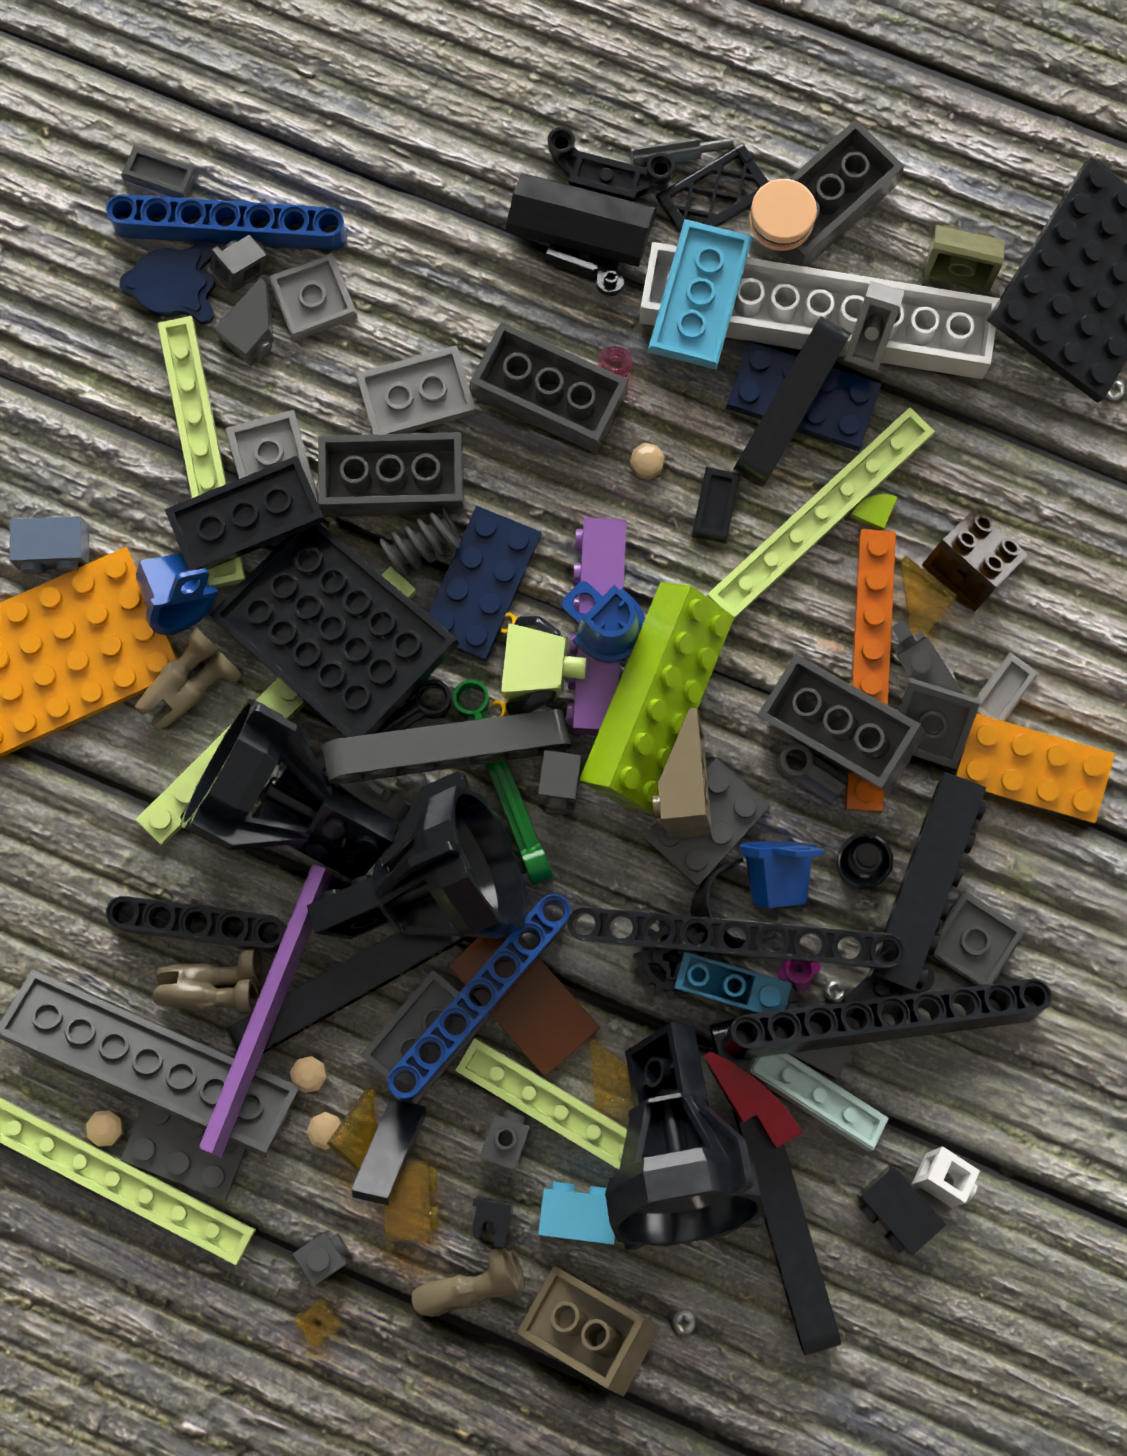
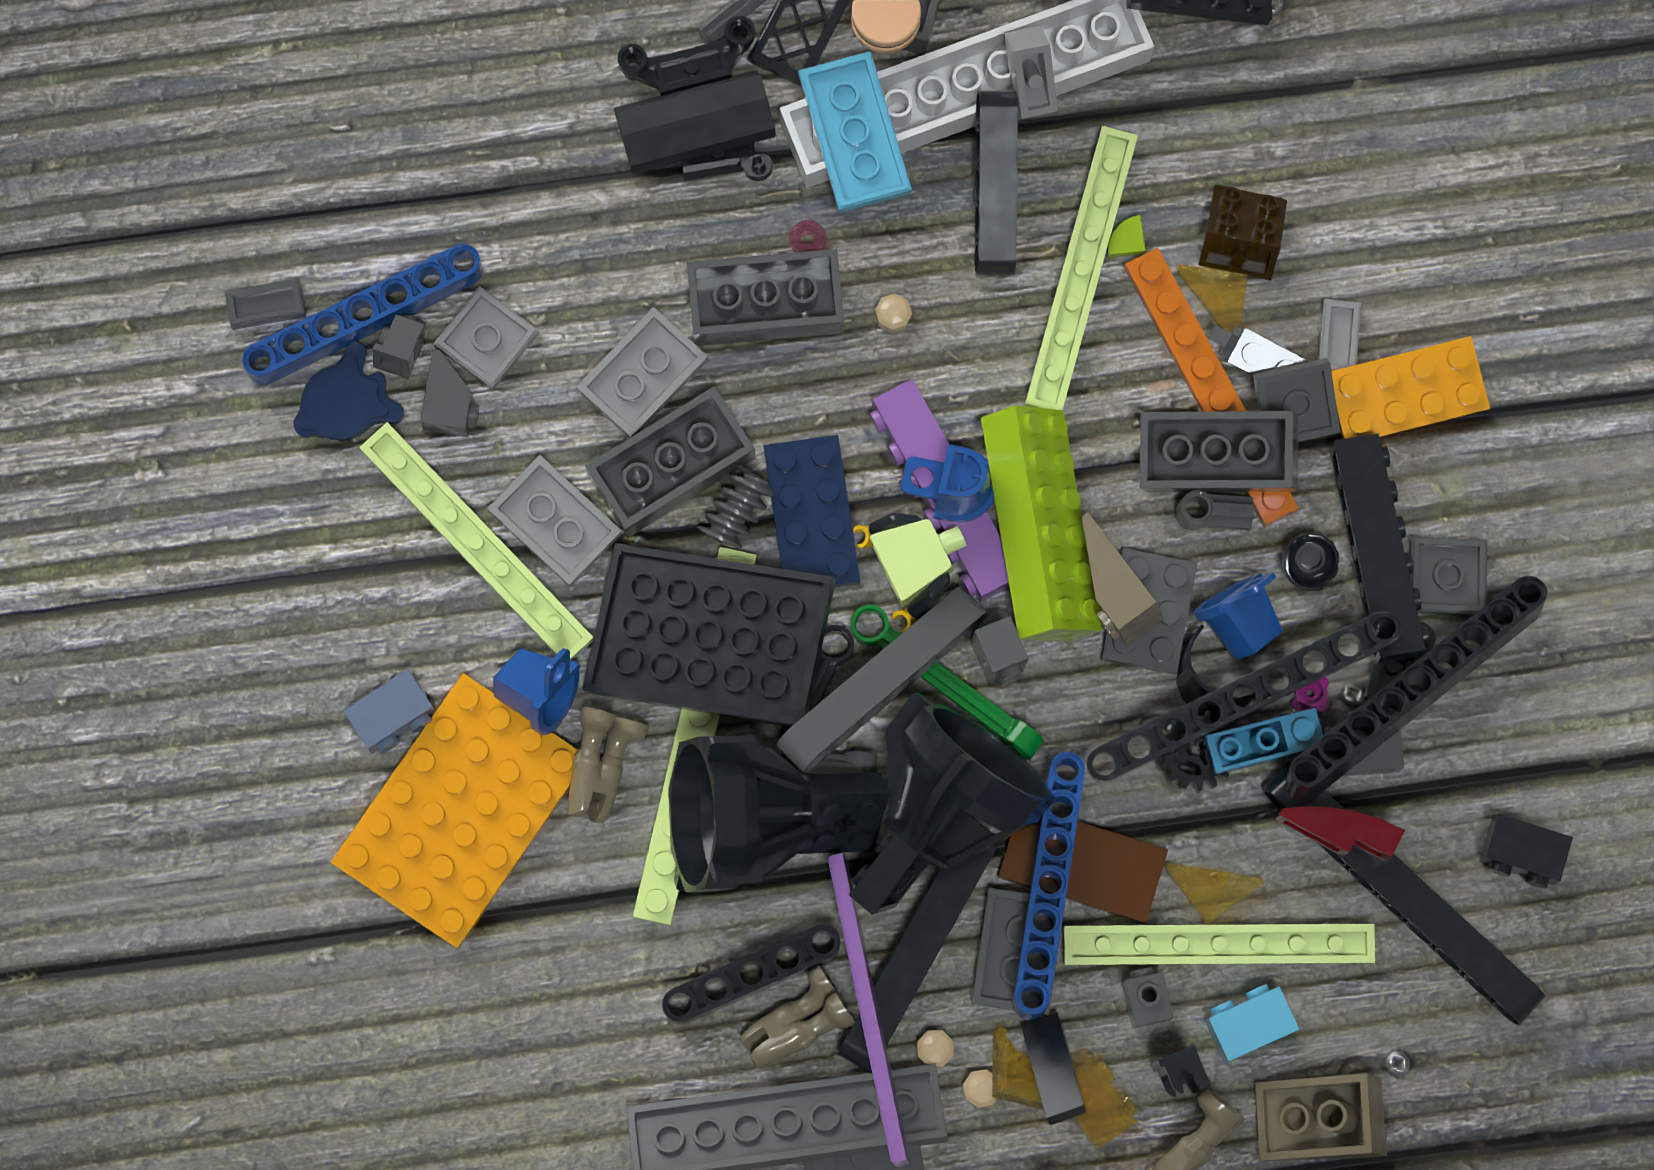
camera: 35 degrees left, 0 degrees up
(244, 515) = (560, 578): black plate -> none
(680, 1163) = (1323, 916): black plate -> none
(716, 505) = (980, 317): black tile -> none
(820, 1098) = (1400, 794): light aqua tile -> none
(837, 412) = (1043, 170): dark blue plate -> none
(958, 1173) = (1548, 797): white brick -> none

